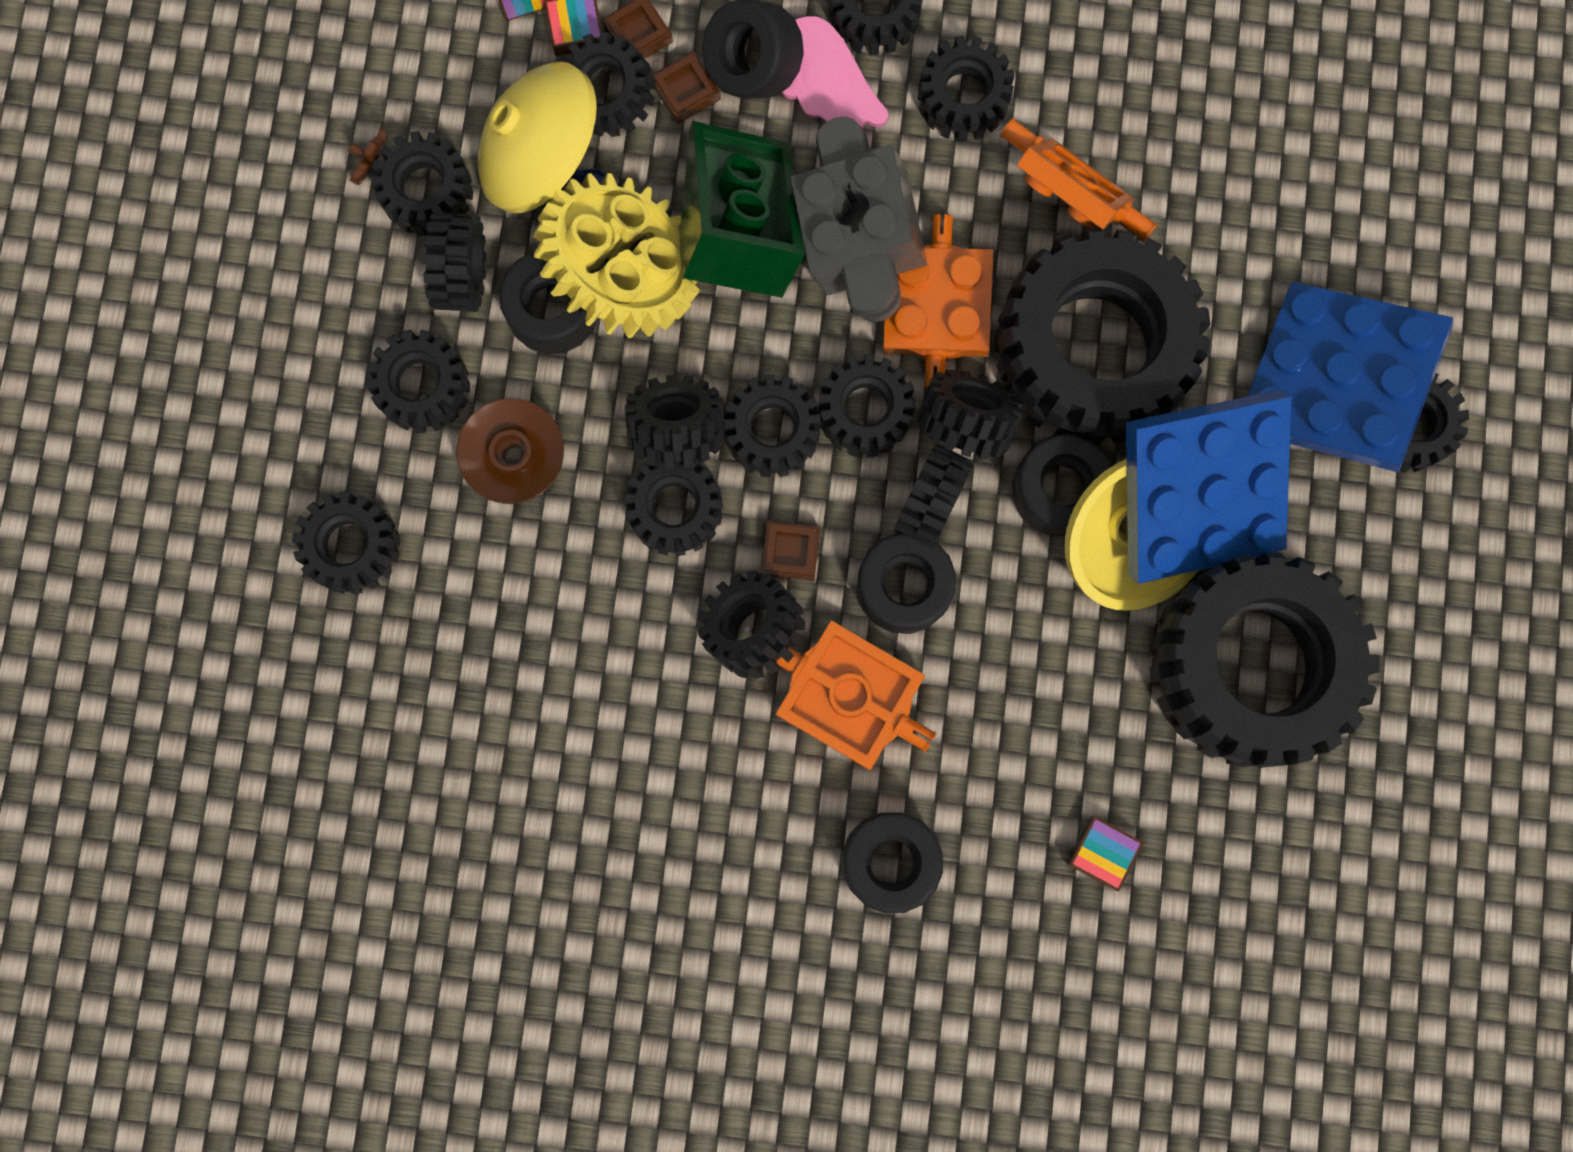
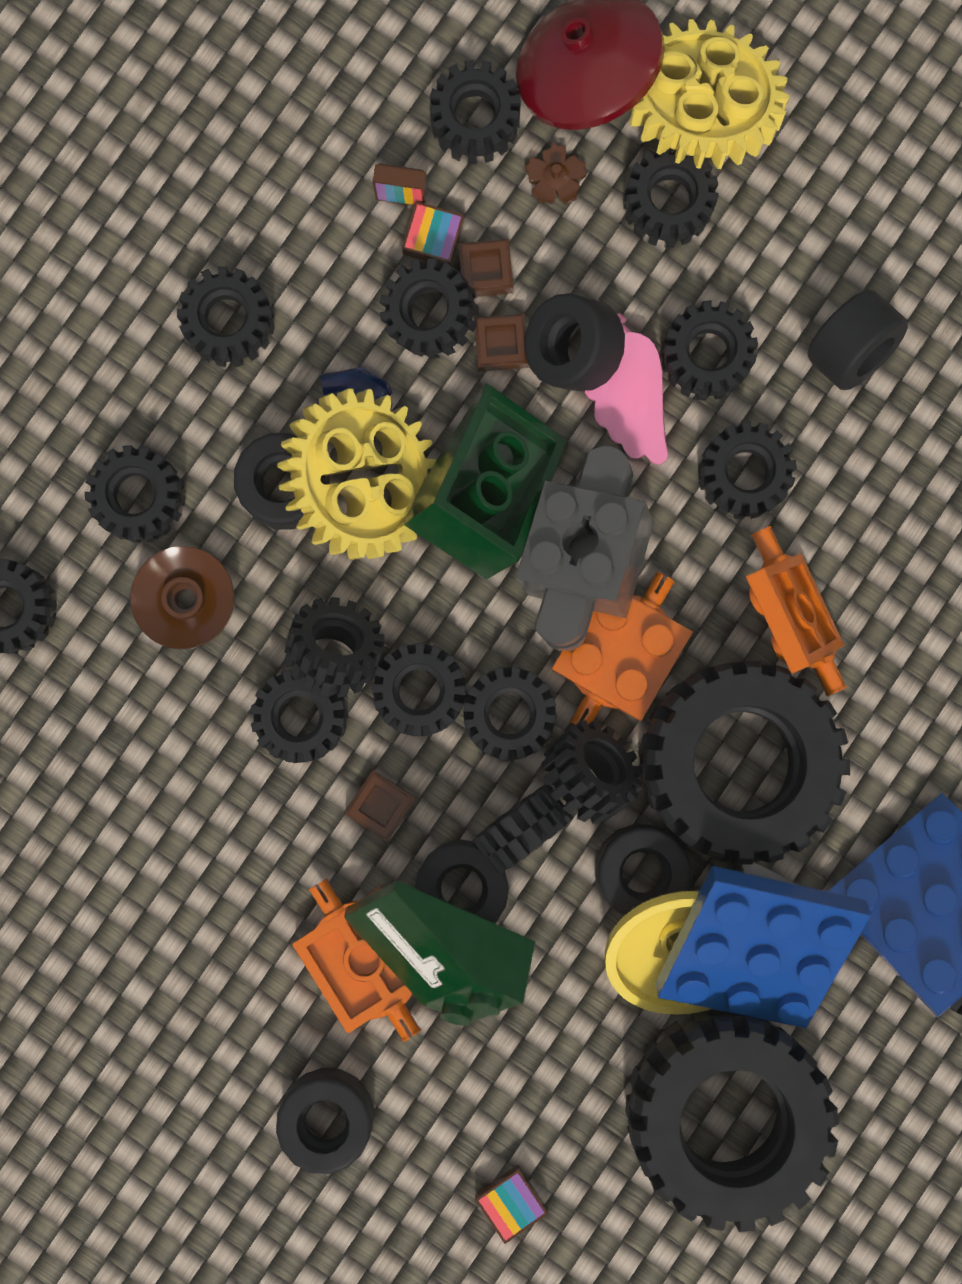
camera: 25 degrees right, 5 degrees up
(367, 156) = (189, 269): reddish brown plant -> none
(454, 262) = (215, 407): black tyre -> none
(536, 136) = (341, 330): light yellow dish -> none
(771, 638) = (291, 840): black tyre -> none
(920, 635) = (444, 953): none -> dark green slope

